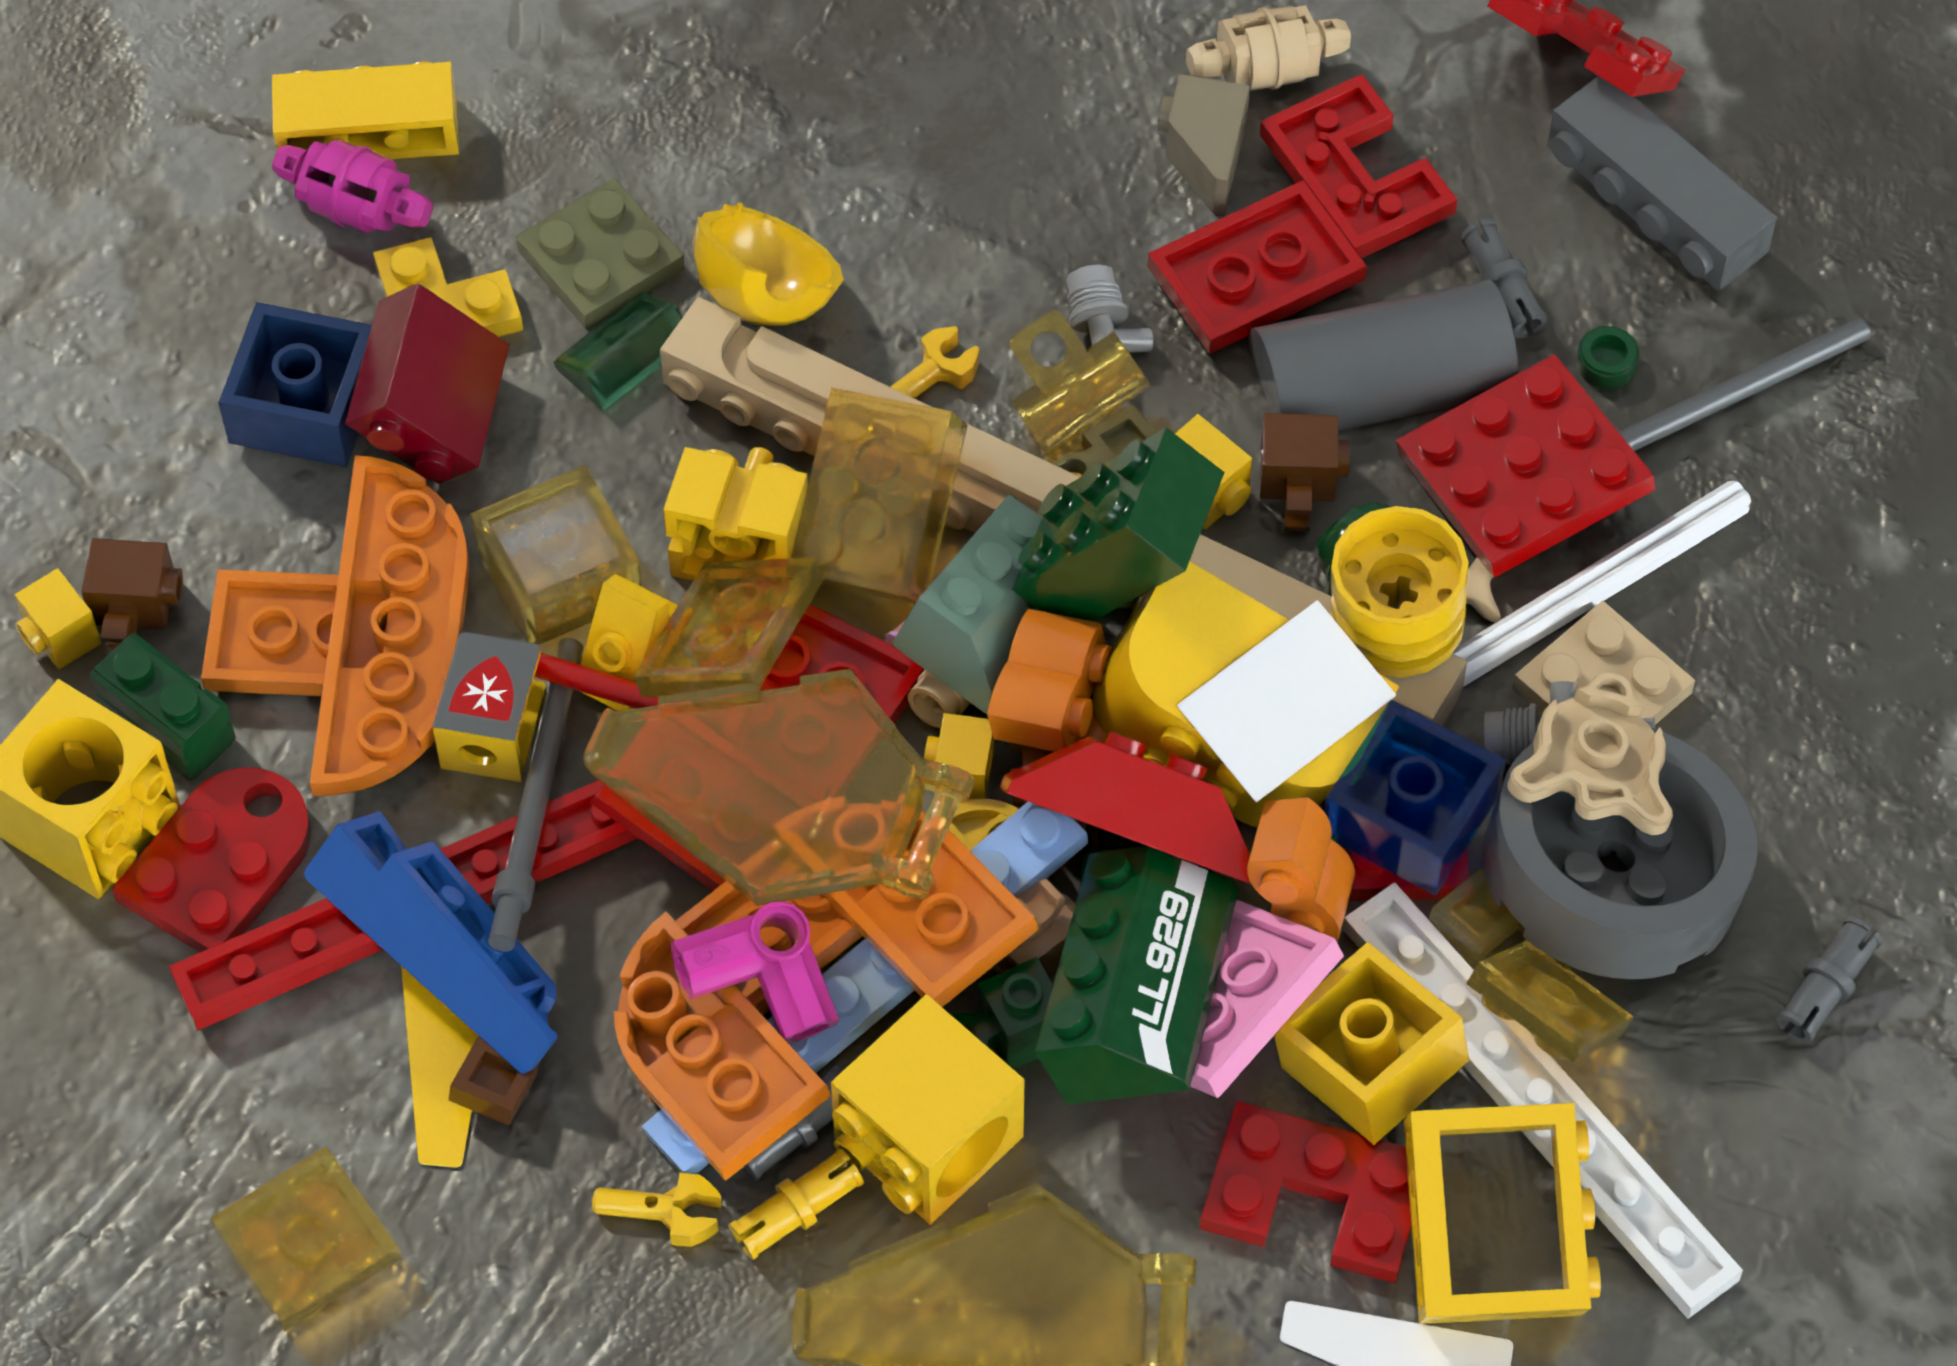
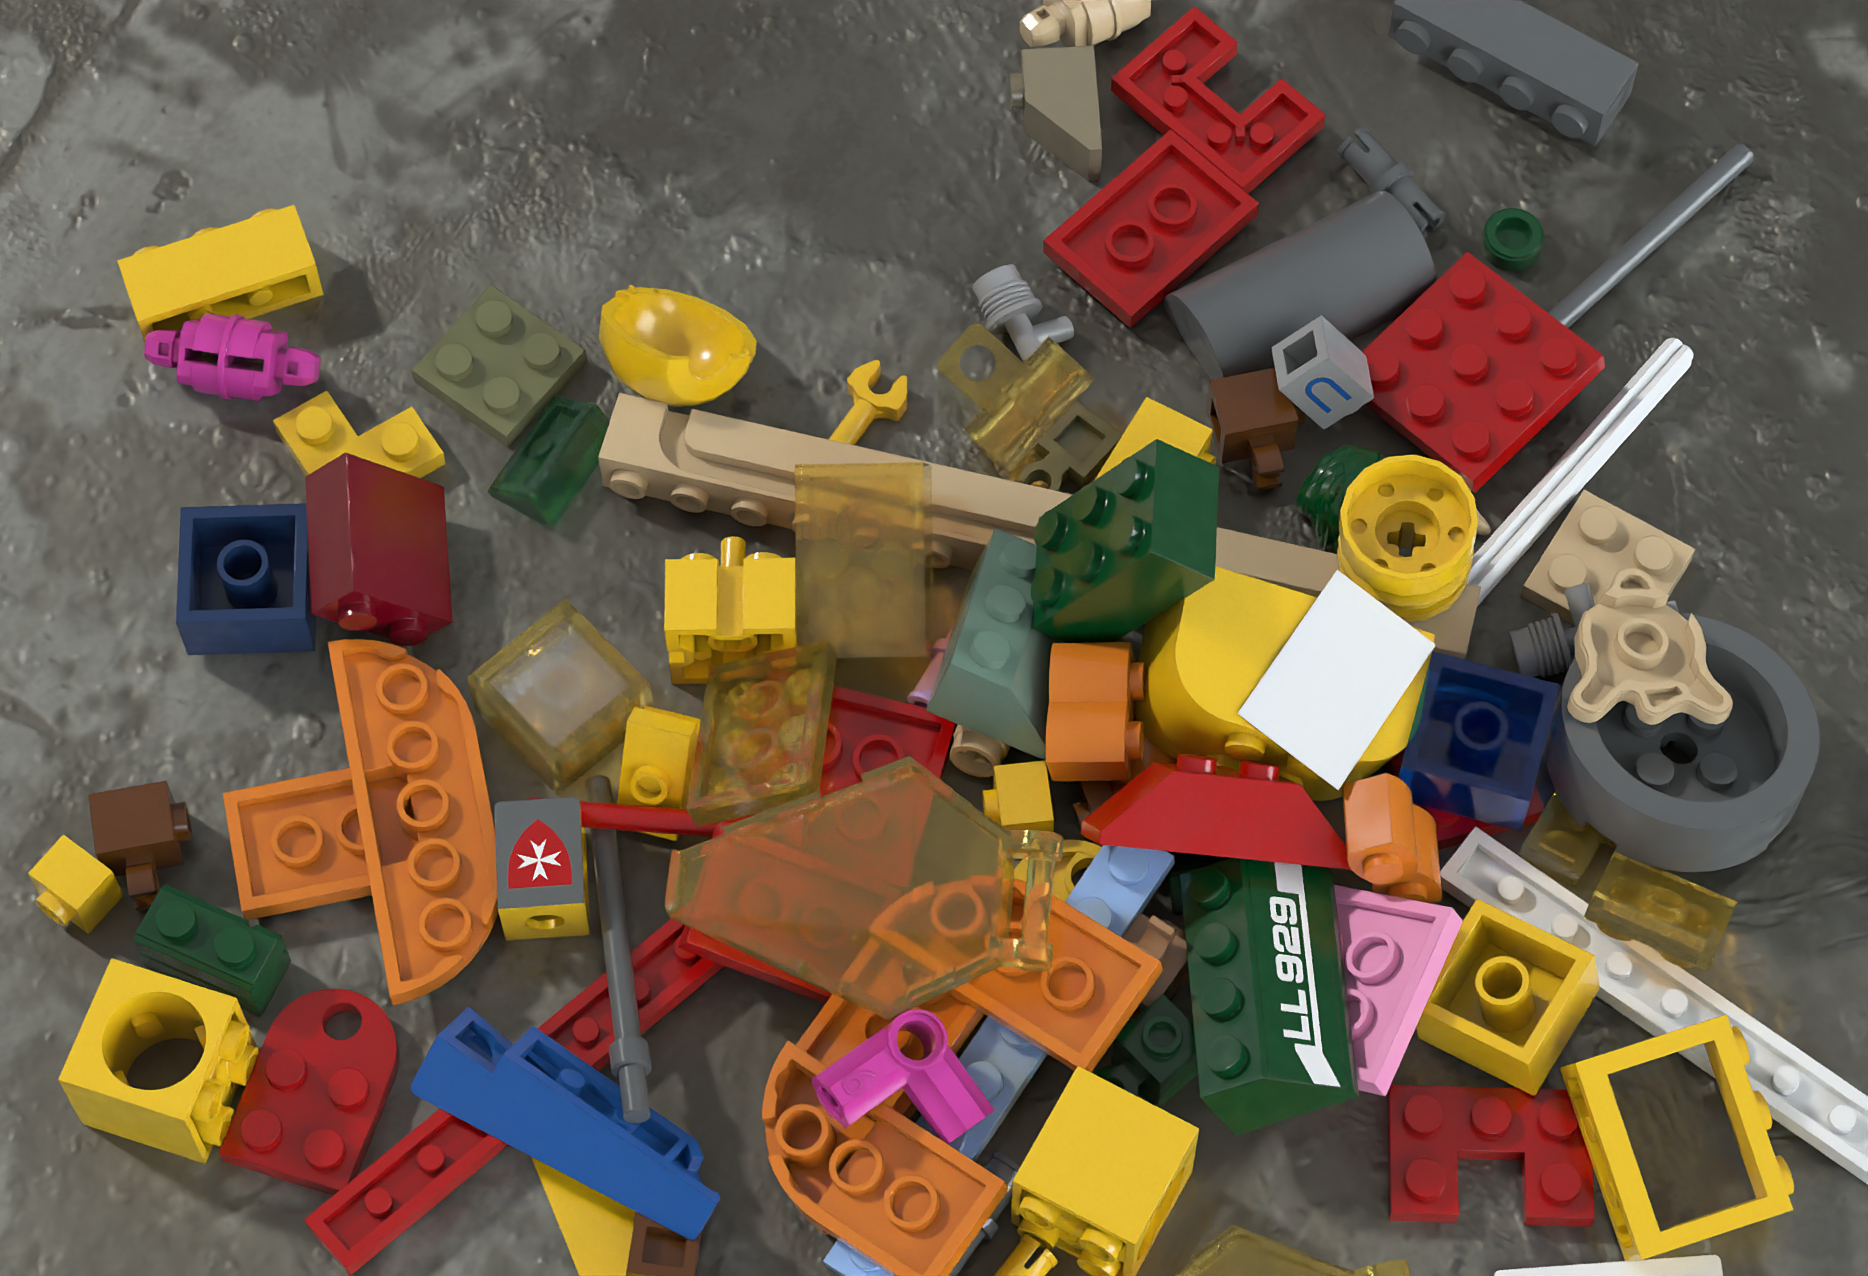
camera: 15 degrees left, 5 degrees up
(1374, 429) = (1322, 372): none -> light grey brick

